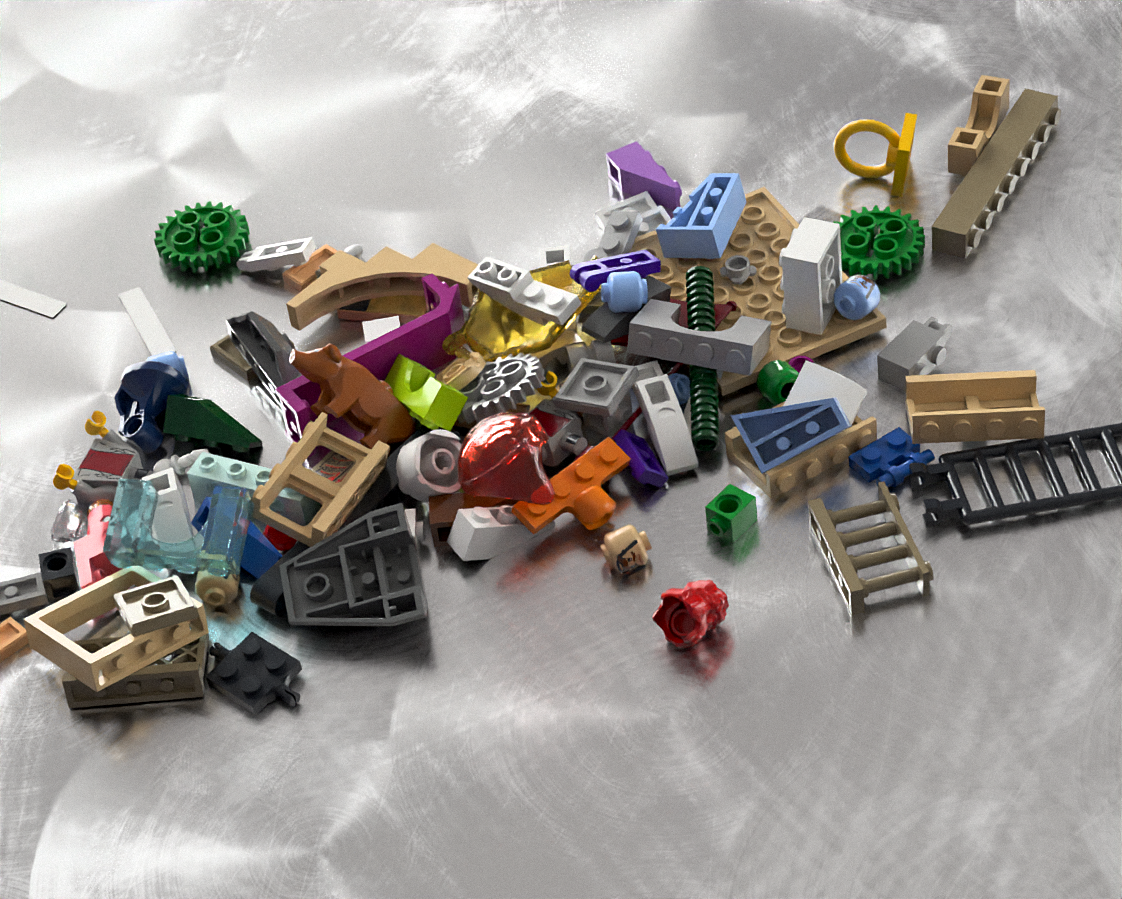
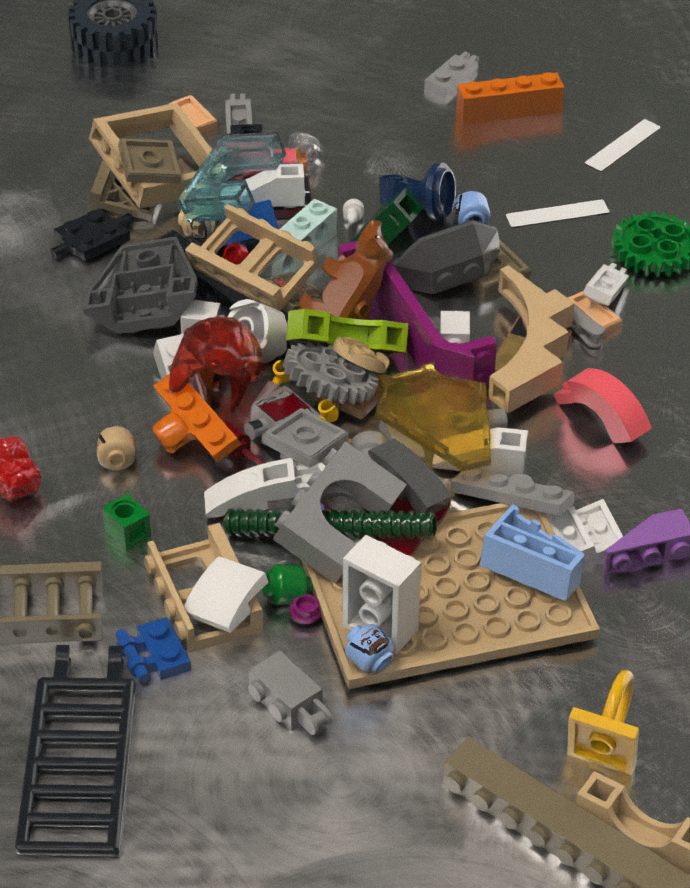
camera: 95 degrees right, 0 degrees up
(101, 466) = (355, 171): torso -> none
(469, 215) = (610, 400): none -> coral arch
(522, 294) = (453, 401): white slope -> none
(595, 272) = (450, 460): dark purple plate -> none
(624, 291) = (405, 454): light blue head -> none
(643, 461) = (211, 473): dark purple plate -> none
(738, 269) = (457, 575): light grey plate -> none
(789, 430) = (185, 550): light blue wedge -> none
(895, 247) = (478, 701): green gear -> none
(973, 407) = (195, 724): tan window -> none

